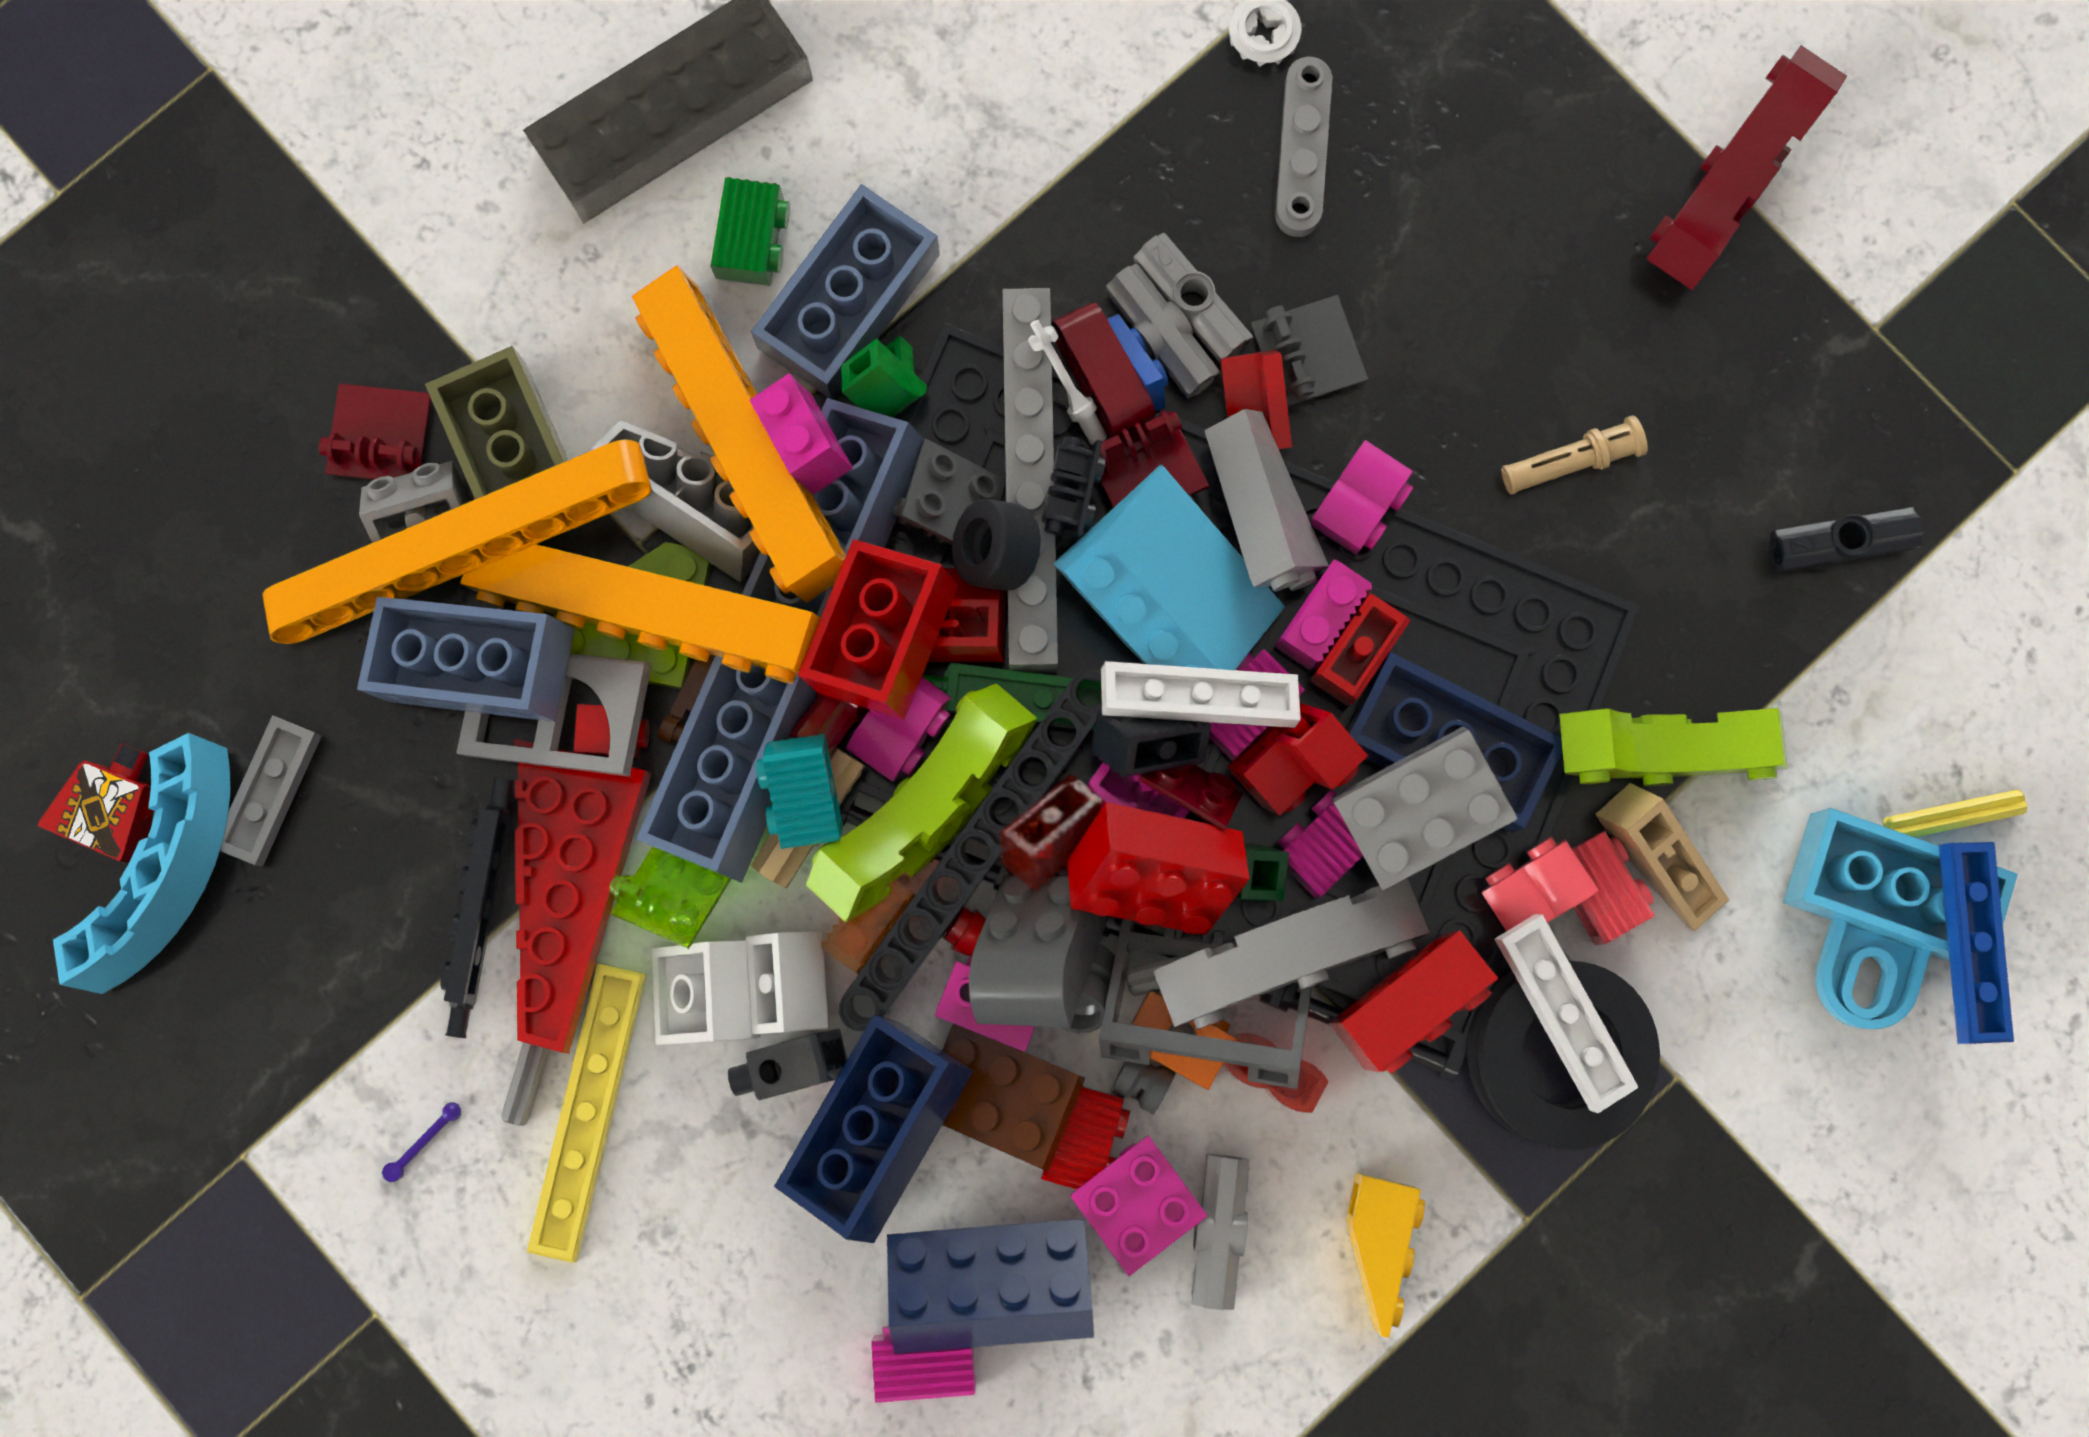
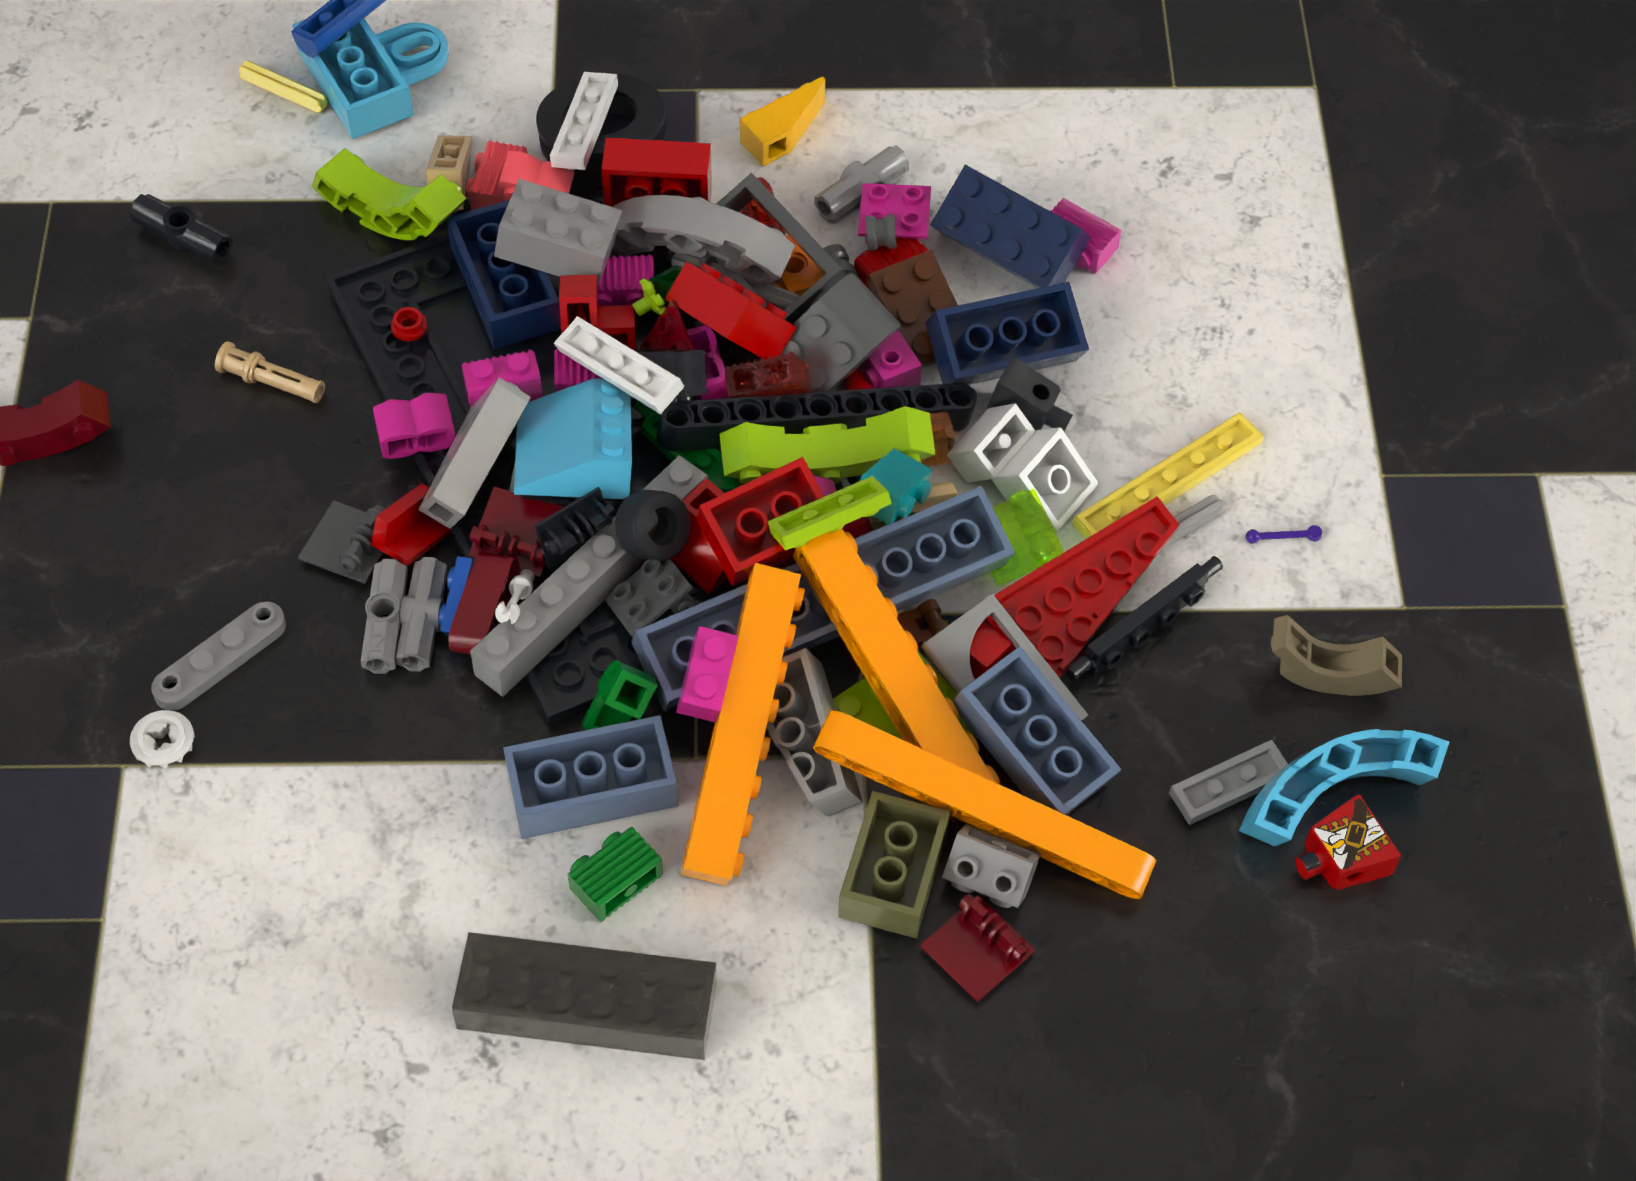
camera: 140 degrees left, 25 degrees down
(248, 1009) = (1335, 668): none -> dark tan arch
(802, 660) = (829, 513): none -> lime plate
(1115, 1145) = (881, 232): none -> dark grey wheel
(1261, 827) = (650, 300): none -> lime plant
(1360, 650) = (503, 339): red brick -> none
(1498, 601) = (408, 324): none -> red plate

